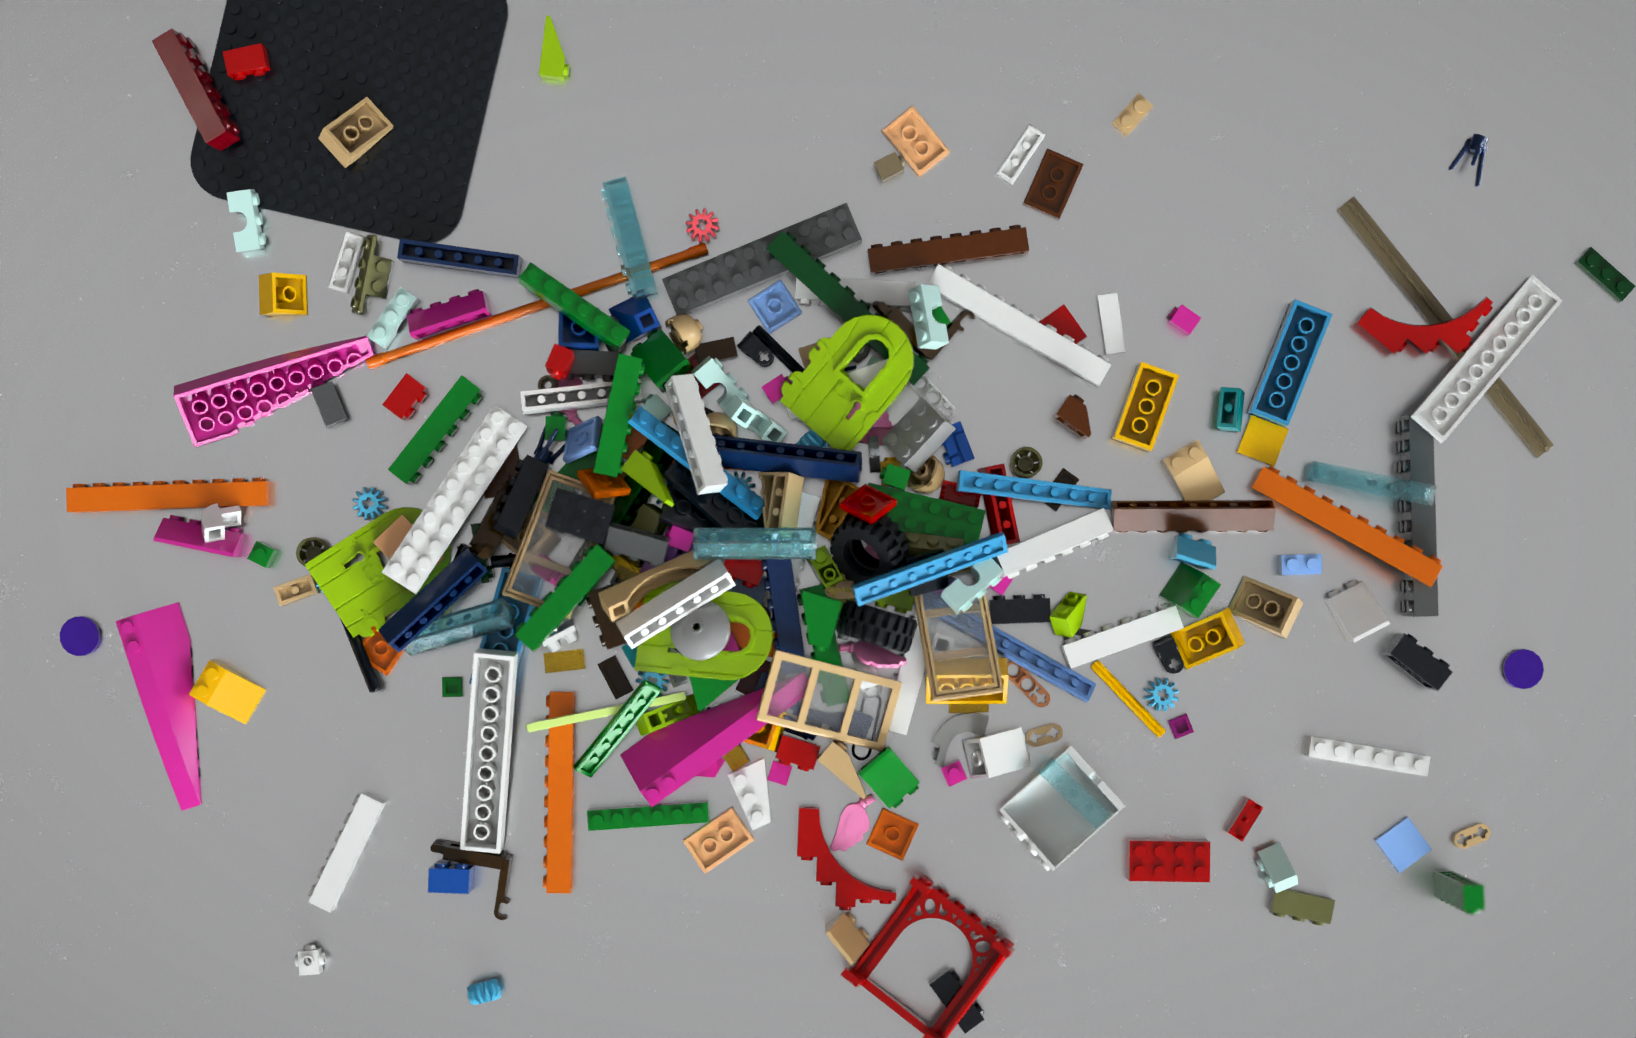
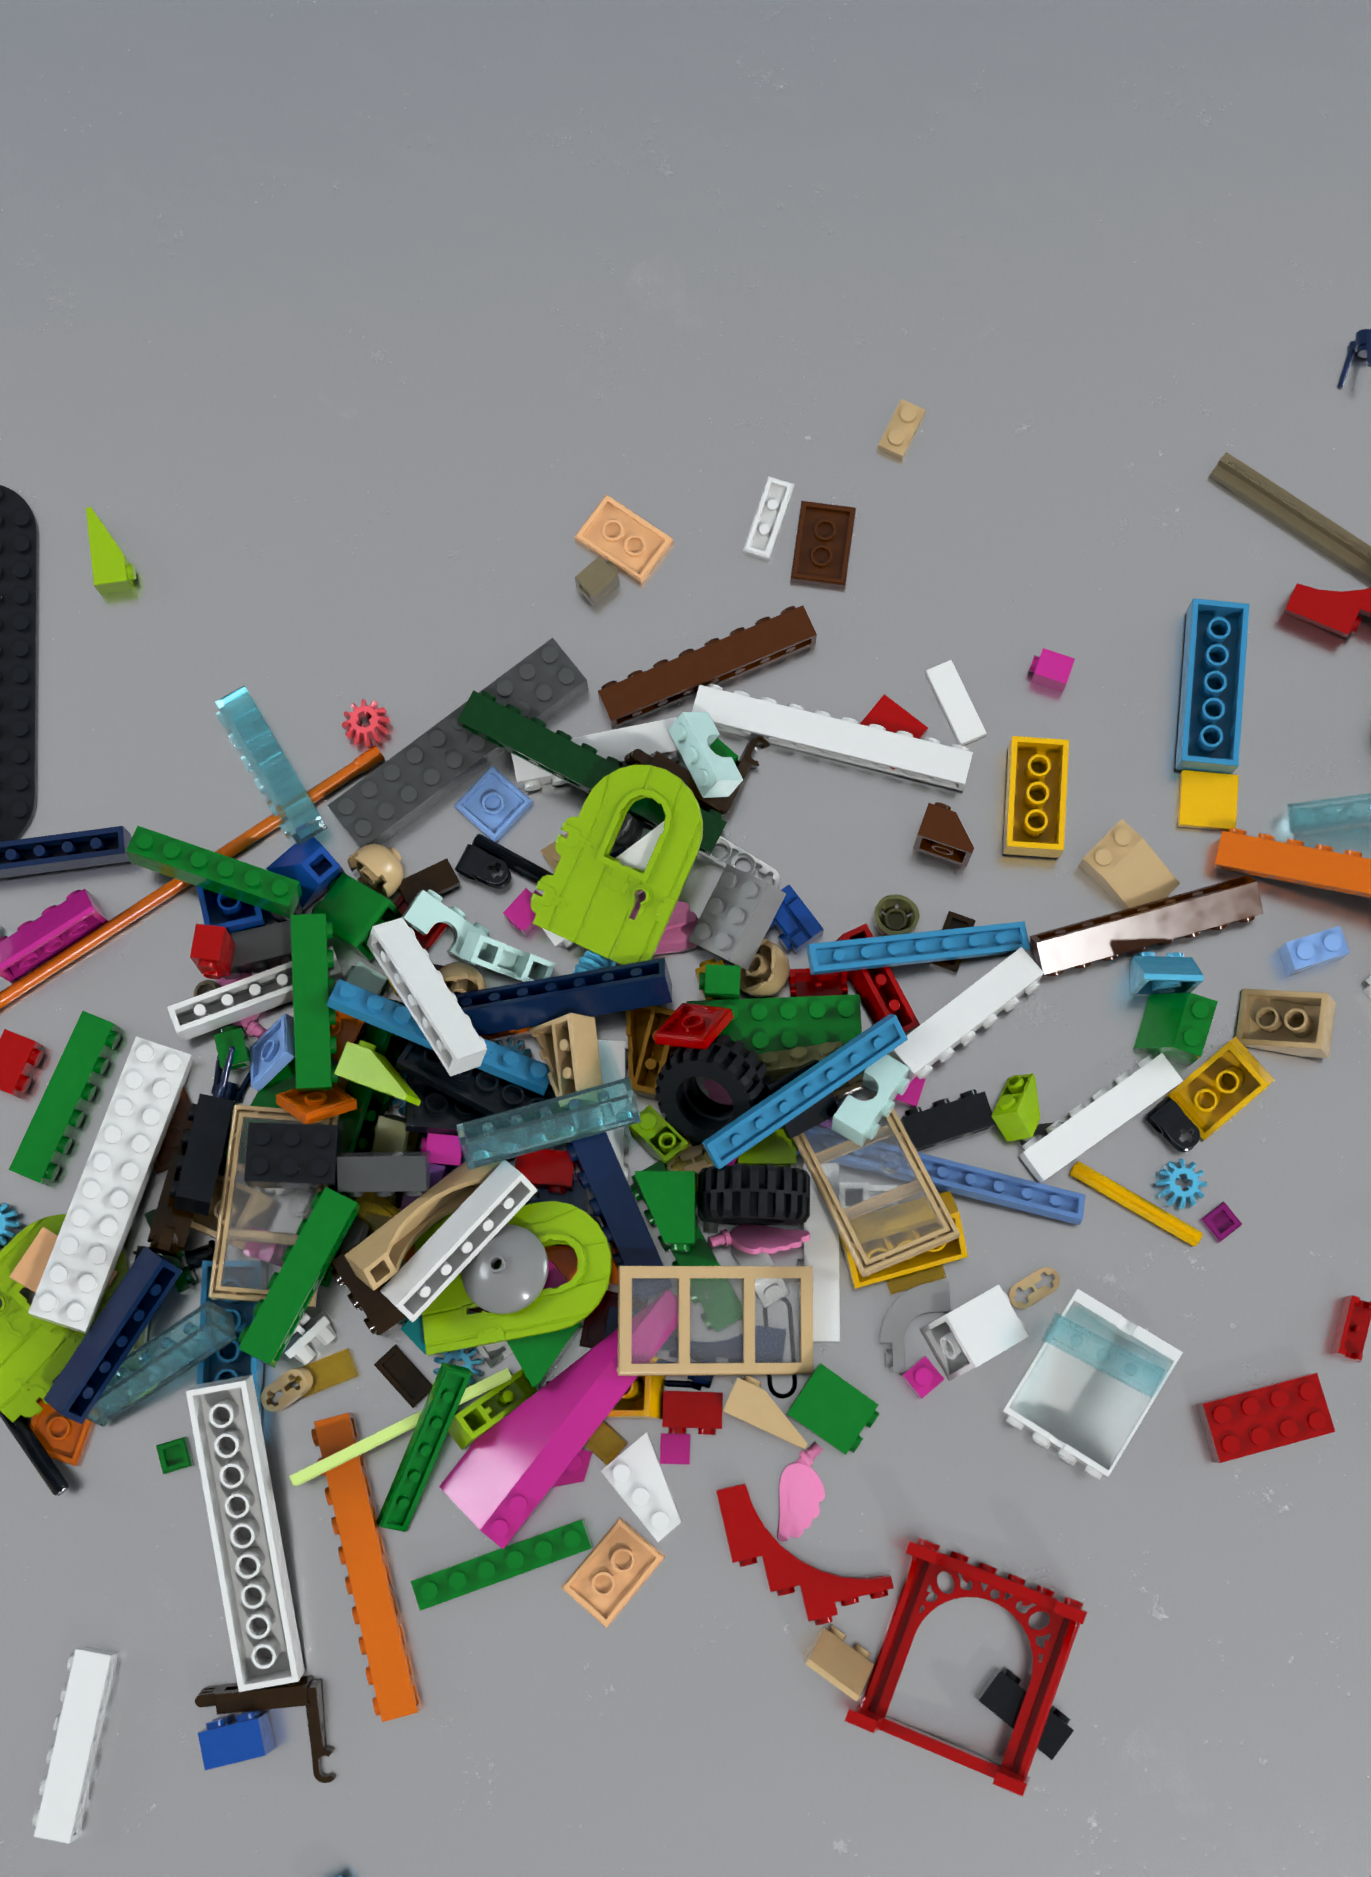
camera: 15 degrees left, 10 degrees down
(538, 669) = (283, 1384): none -> tan beam
(874, 459) = (683, 962): dark grey beam -> none
(892, 834) = (860, 1492): orange tile -> none
(1020, 676) = (973, 1222): nougat beam -> none
(1230, 409) = (1152, 768): teal brick -> none

